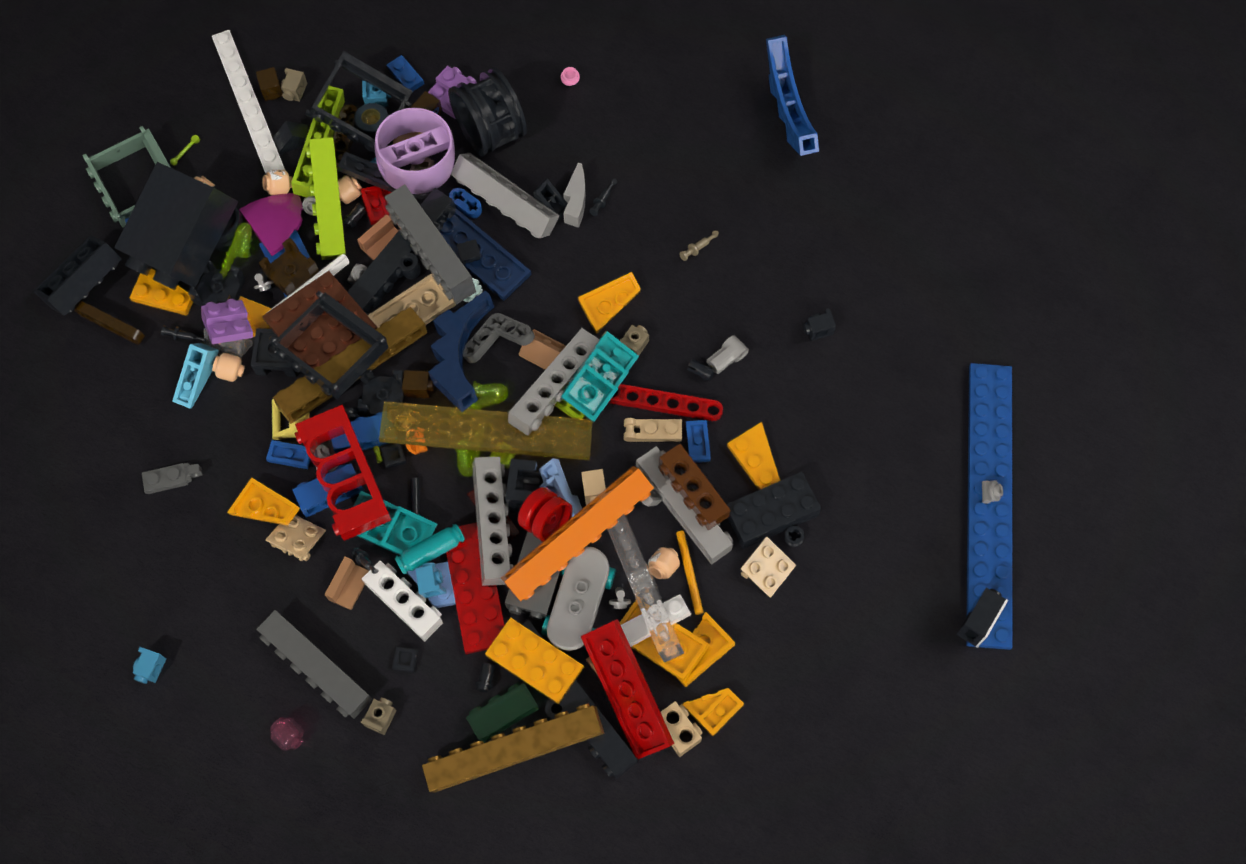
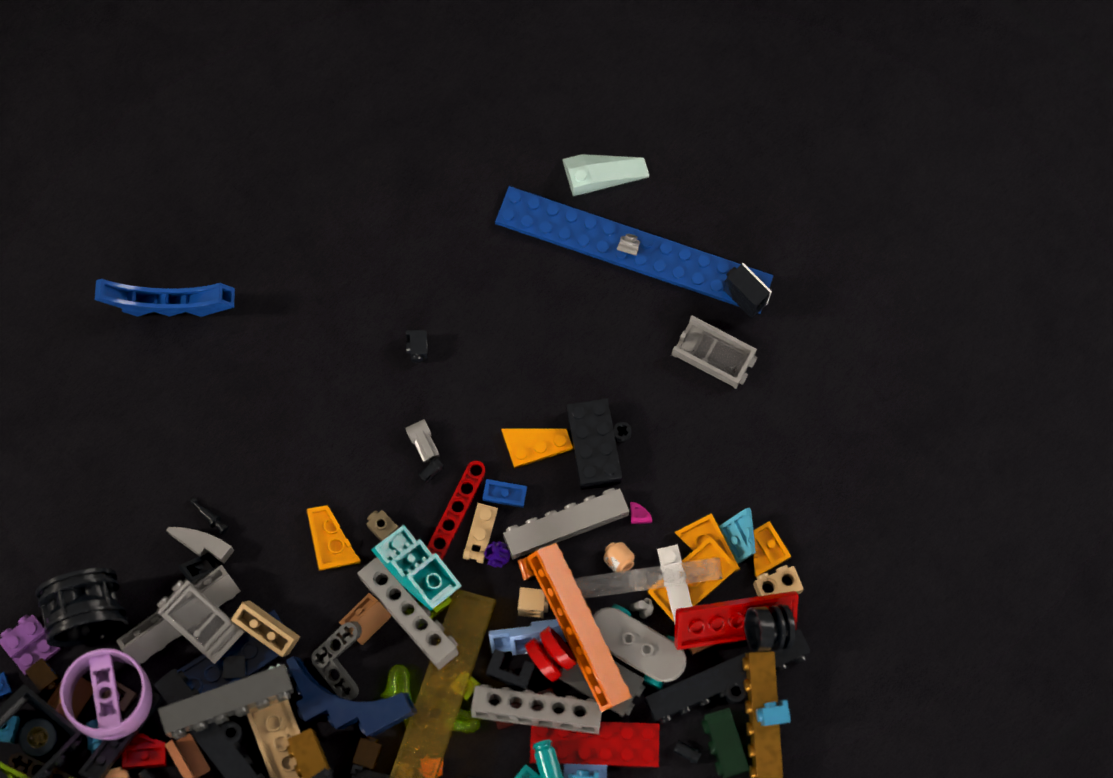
camera: 80 degrees left, 5 degrees up
(467, 199) = (166, 656): blue beam -> none
(501, 206) = (199, 620): none -> light grey door
(508, 263) = (265, 628): none -> tan brick
(534, 660) = (687, 699): light orange plate -> none
(535, 745) = (773, 713): none -> dark azure brick
(570, 76) = (51, 514): bright pink plate -> none
(624, 721) = (769, 628): none -> black wheel
(634, 447) = (497, 554): none -> dark purple gear
(679, 459) = (586, 491): reddish brown brick -> none
(689, 572) = (640, 537): light orange bar -> none
(694, 248) = (296, 440): dark tan piece -> none
(714, 574) = (639, 514): none -> dark pink tile
(719, 676) = (740, 535): none -> medium azure wing
(767, 567) = (646, 464): tan hinge -> none
(906, 608) = (715, 352): none -> door
(1060, 448) = (598, 172): none -> light aqua wedge

